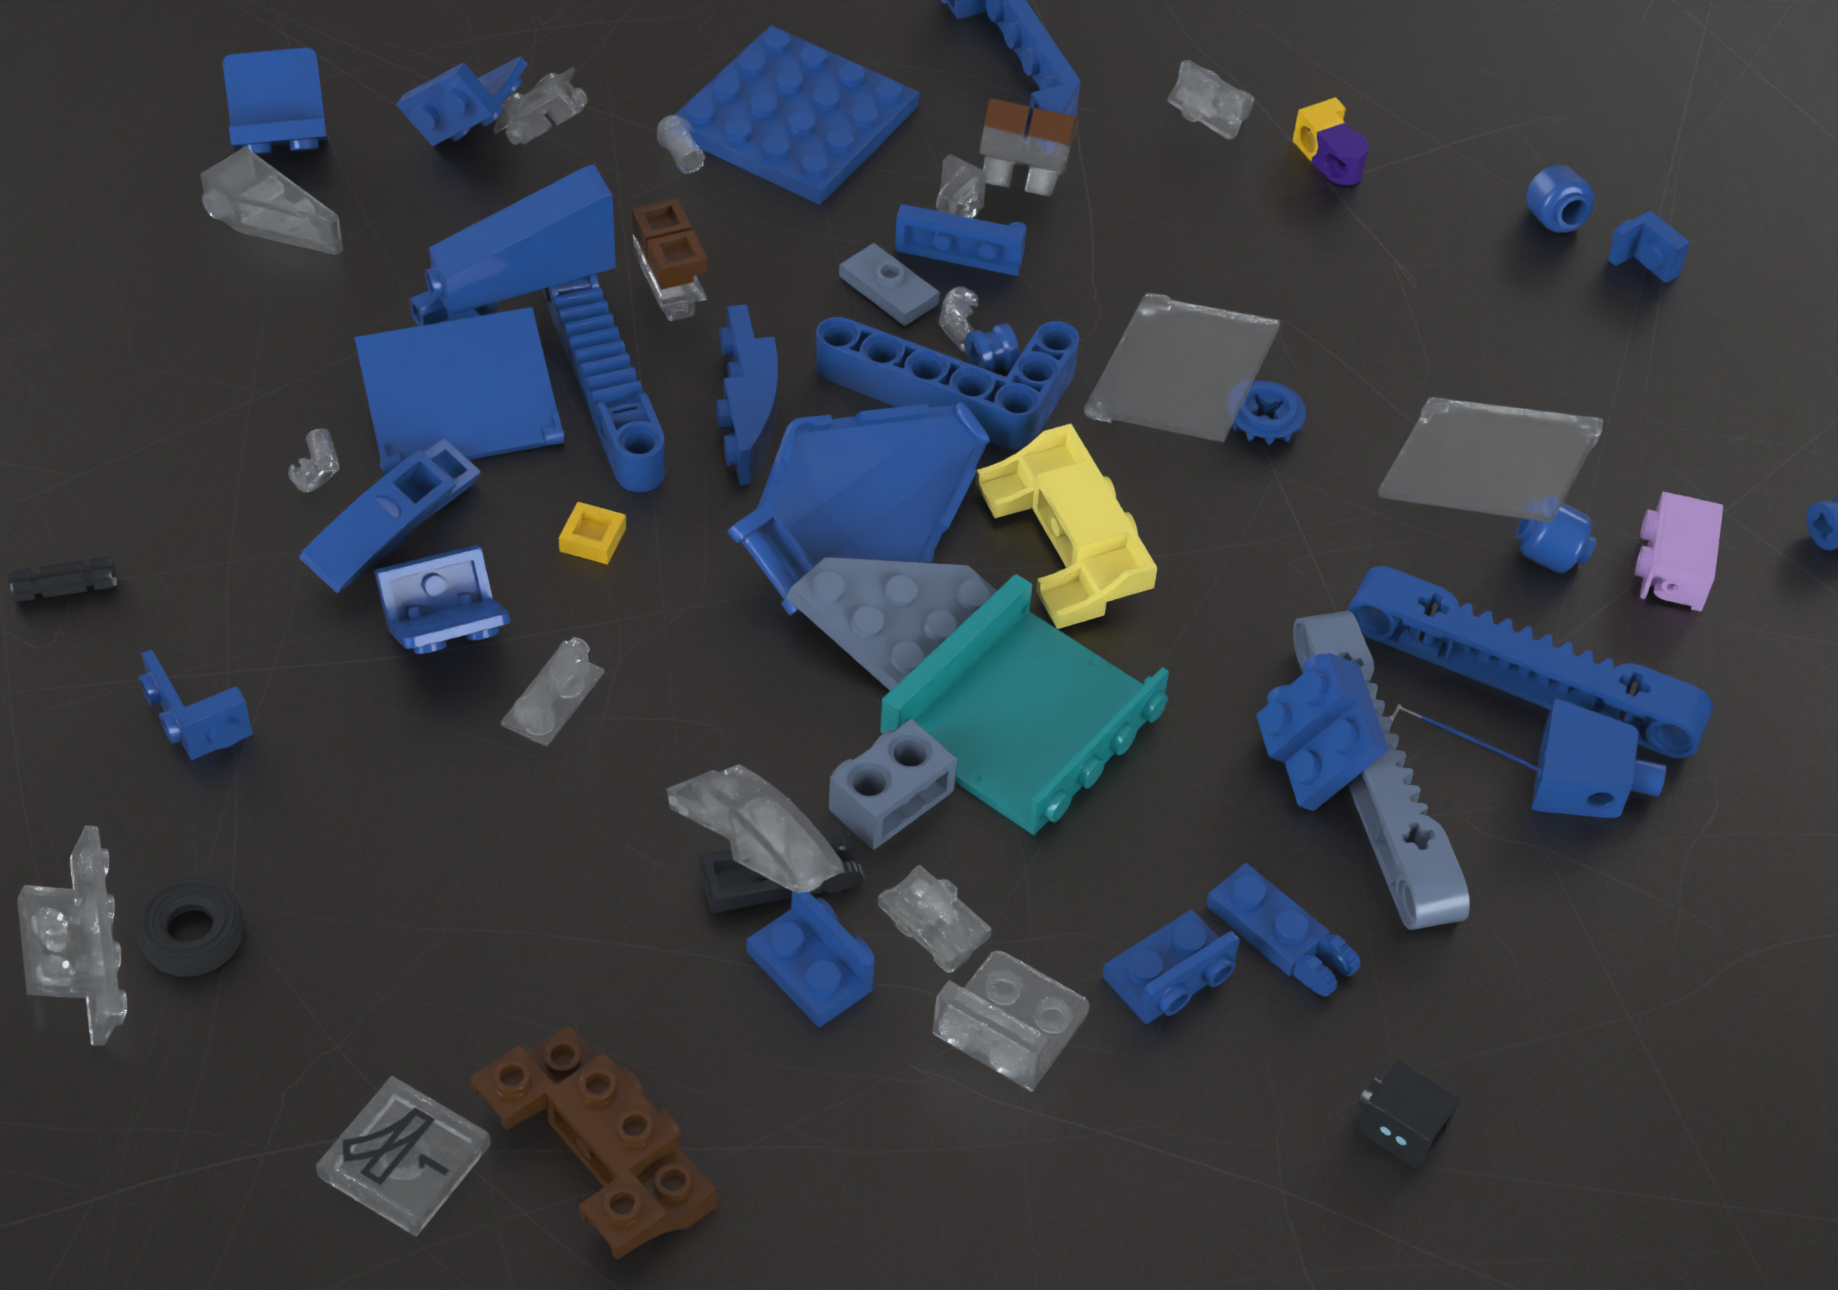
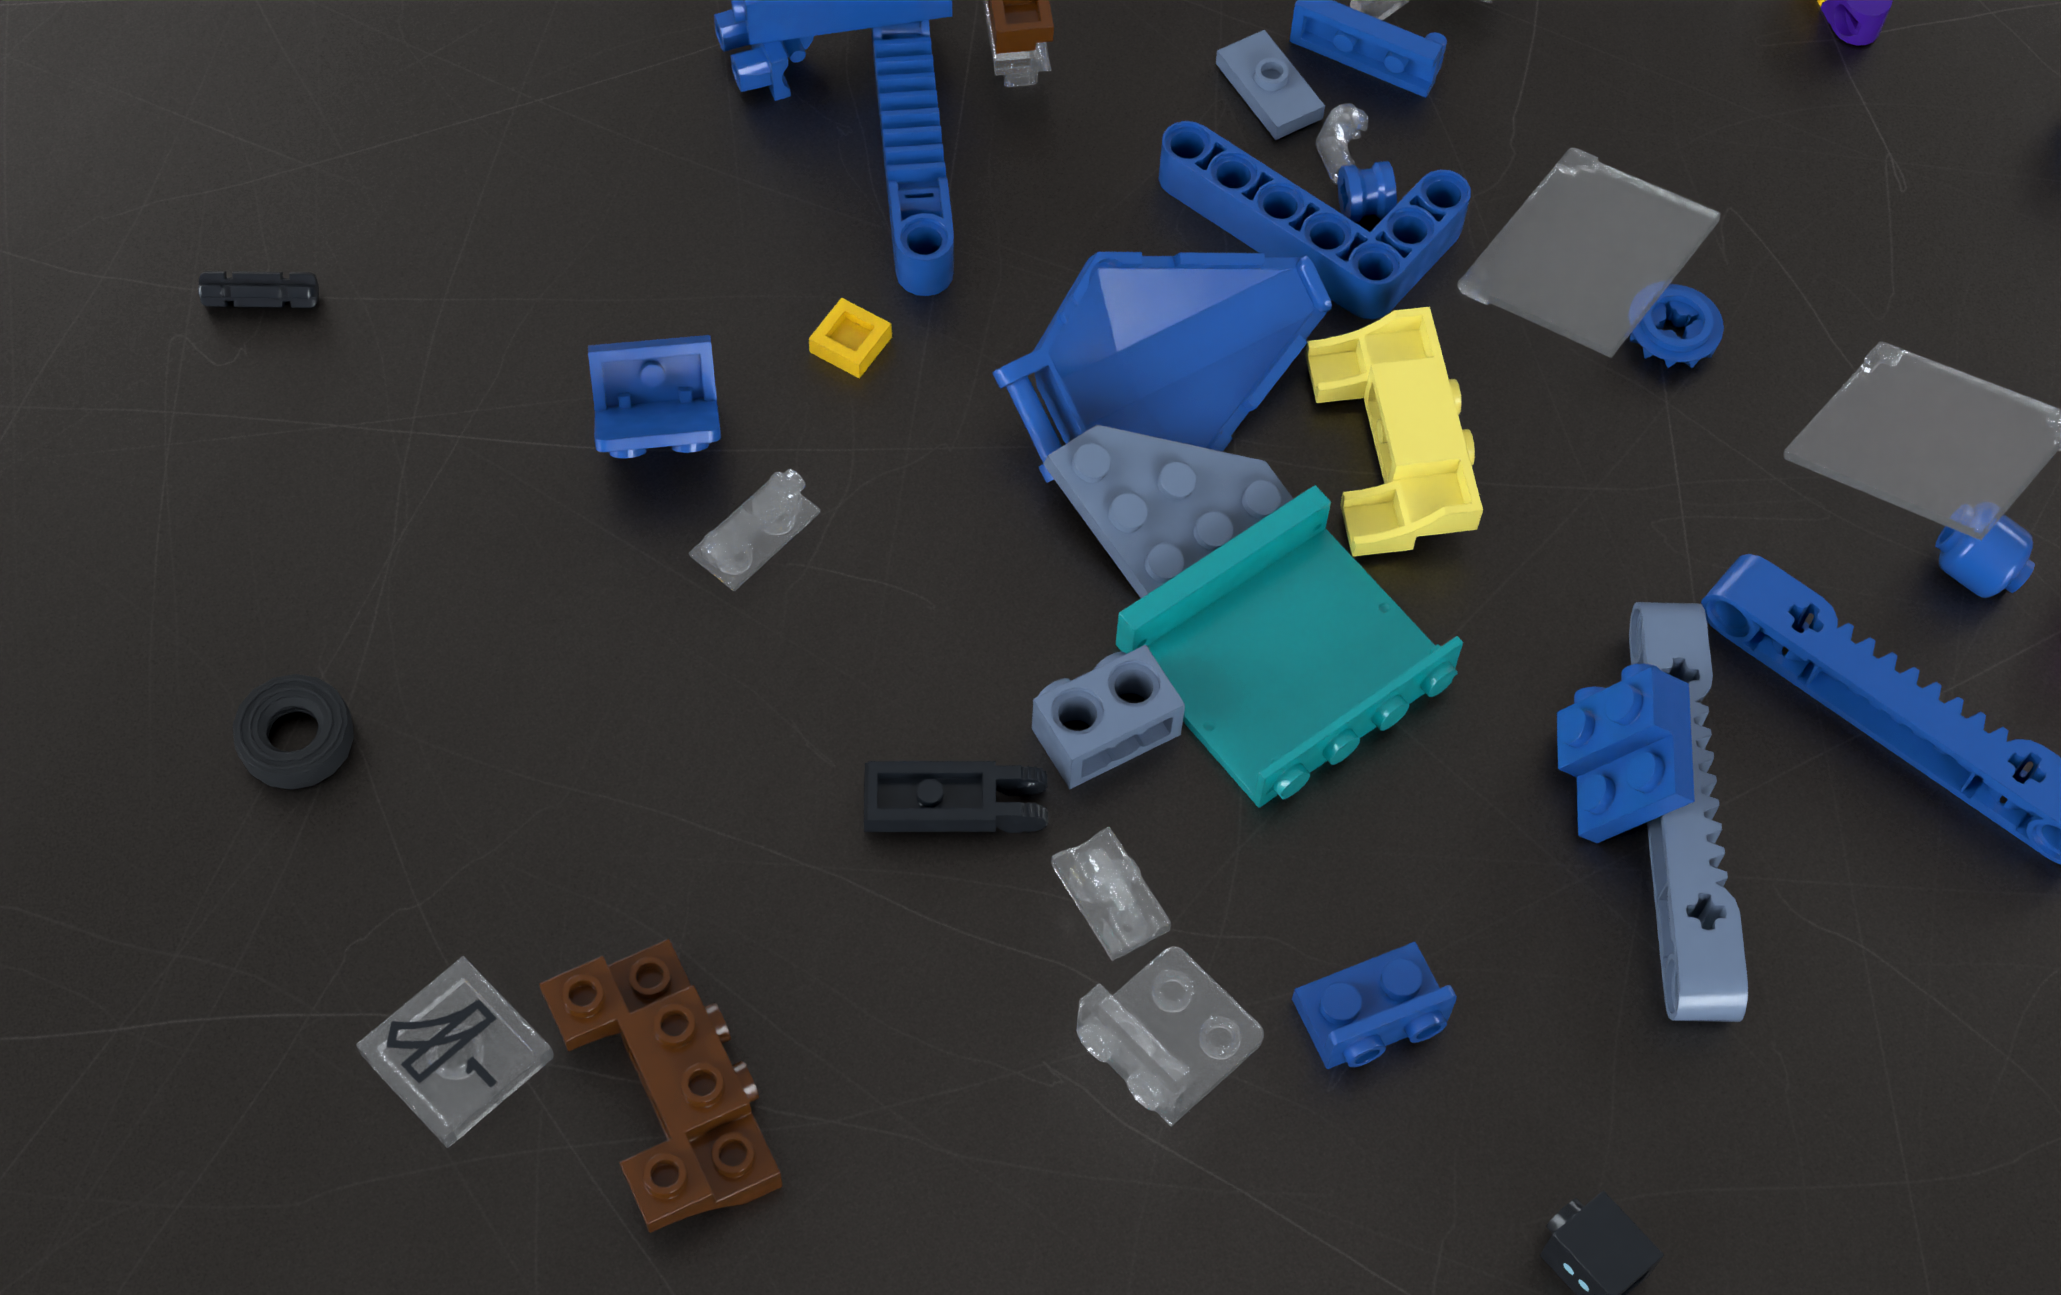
camera: 15 degrees right, 10 degrees up
(70, 939) = (157, 723): clear bracket -> none
(202, 725) = (362, 496): blue bracket -> none
(320, 467) = (570, 202): clear arm -> none
(388, 513) = (625, 276): blue slope -> none
(461, 381) = (740, 137): blue piece -> none
(749, 394) = (1069, 201): blue slope -> none
(762, 826) = (934, 747): clear slope -> none
(814, 958) = (964, 912): blue bracket -> none
(1282, 930) = (1515, 986): blue hinge -> none
(1465, 736) = (1825, 799): blue piece -> none
(1590, 764) = (1946, 855): blue torso -> none

